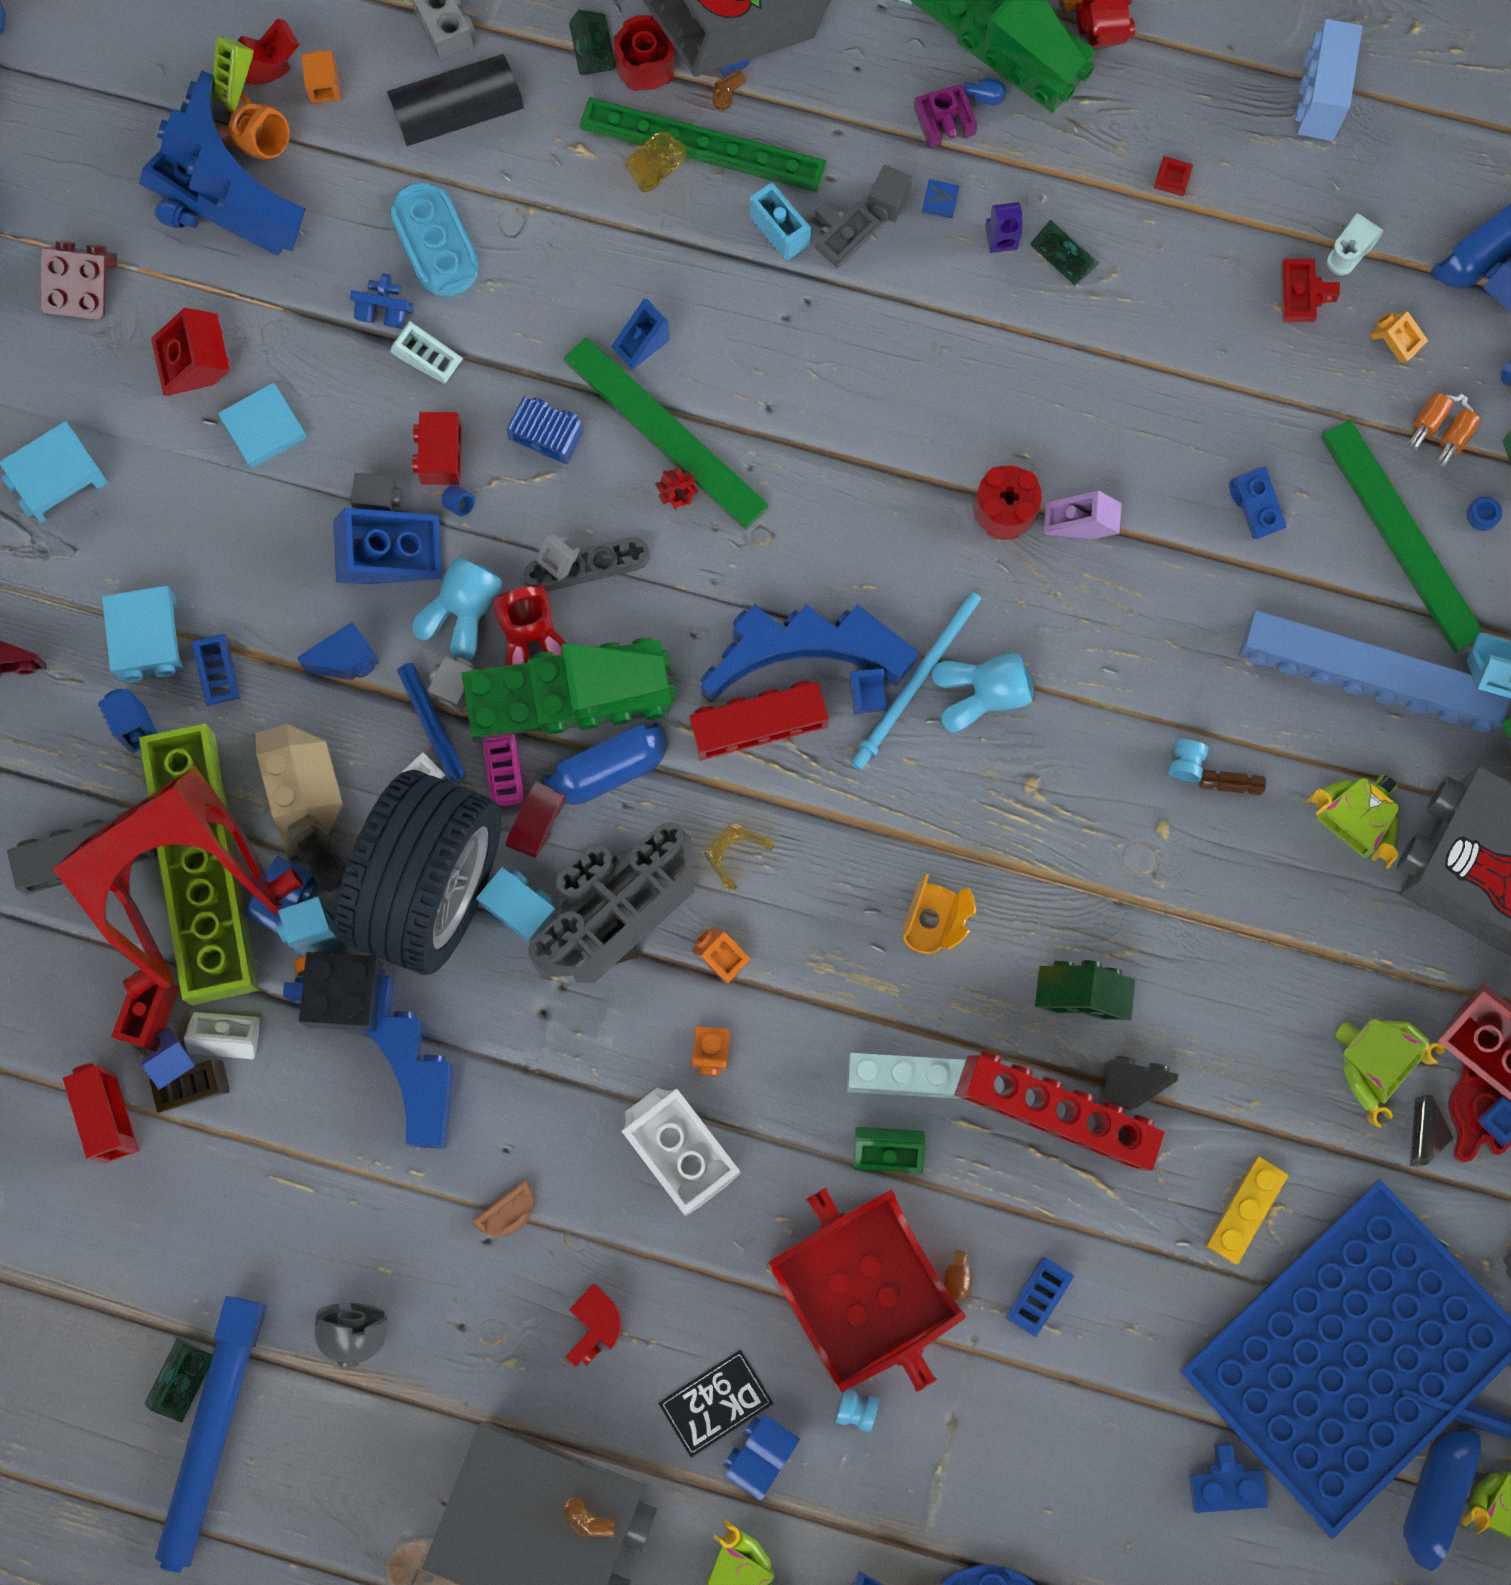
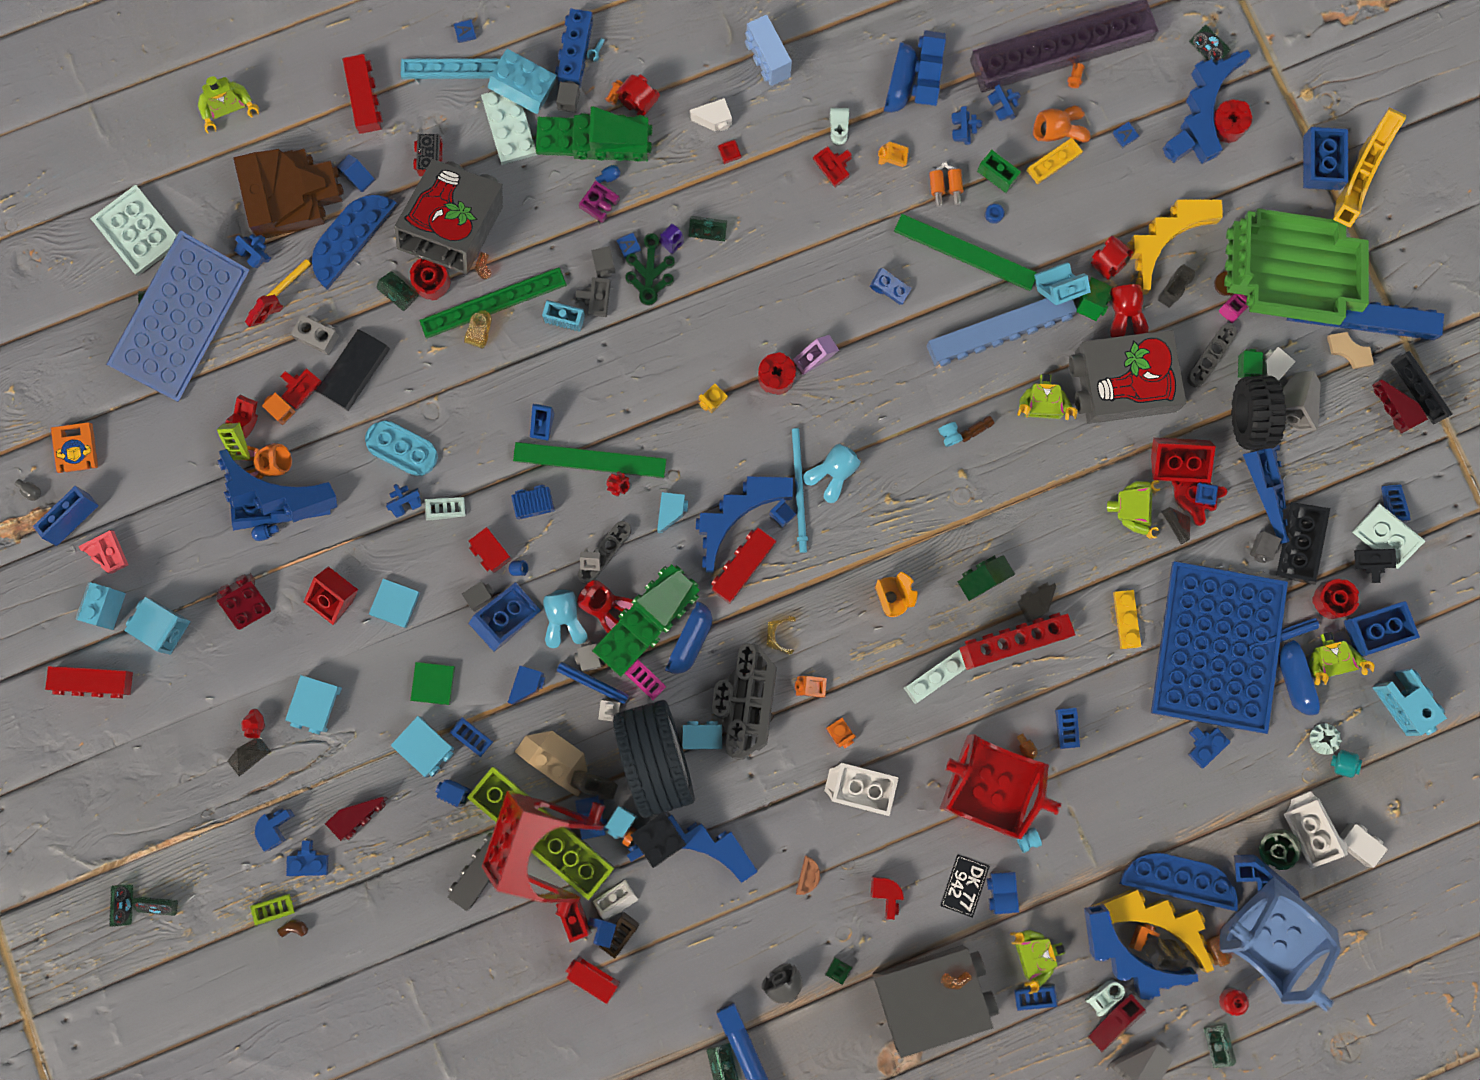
camera: 40 degrees left, 5 degrees up
(225, 564) = (432, 683): none -> green tile
(369, 71) = (299, 387): none -> red hinge
(442, 1377) = (838, 970): none -> dark green tile
(535, 819) = (678, 691): dark red slope -> none
(718, 575) = (671, 510): none -> medium azure slope
(889, 1150) = (953, 715): green slope -> none
(893, 473) = (712, 398): none -> yellow bracket
(942, 252) = (649, 272): none -> dark green plant
(1186, 112) = (712, 115): none -> white slope

